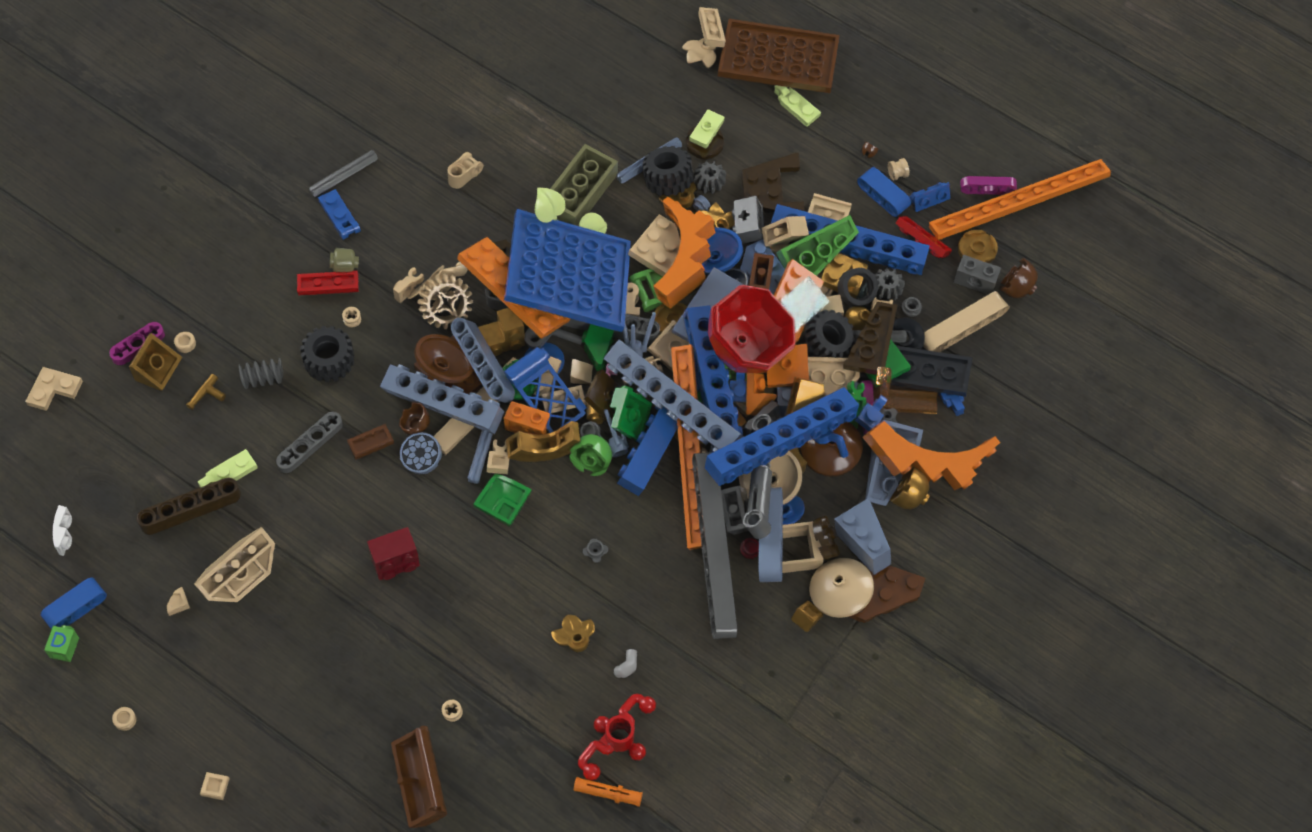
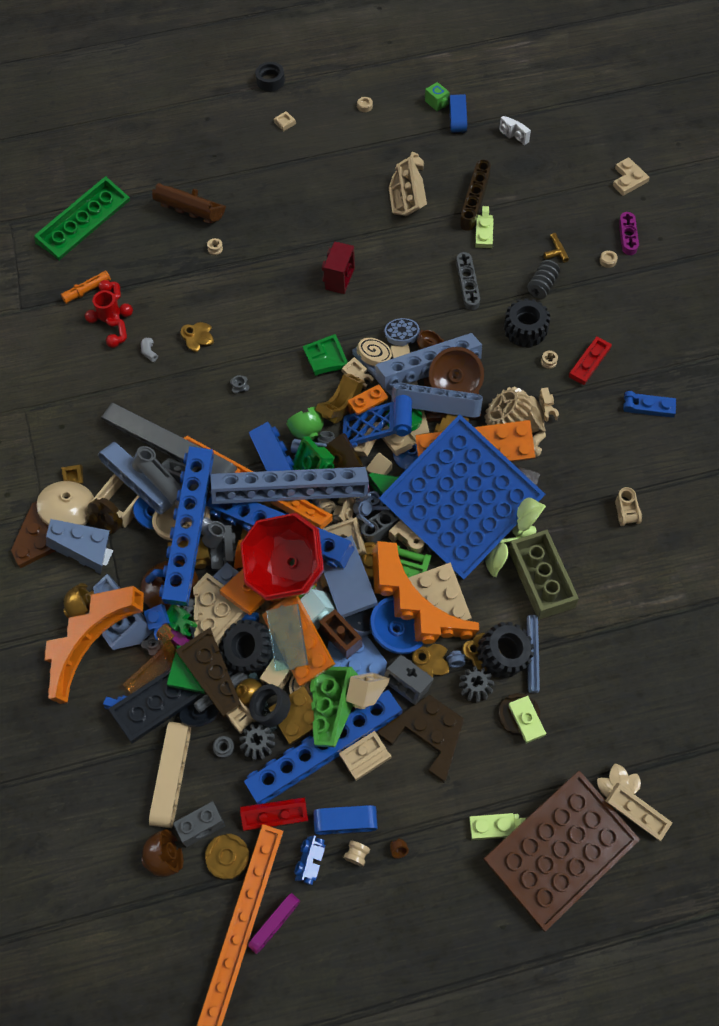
camera: 135 degrees right, 0 degrees up
(154, 363) = (602, 230): pearl gold slope -> none
(343, 173) = (688, 430): dark grey axle -> none
(343, 260) = (601, 378): olive head -> none
(370, 441) = (437, 311): reddish brown plate -> none
(465, 458) = (373, 351): none -> tan tile
(804, 393) = (209, 576): pearl gold arch -> none

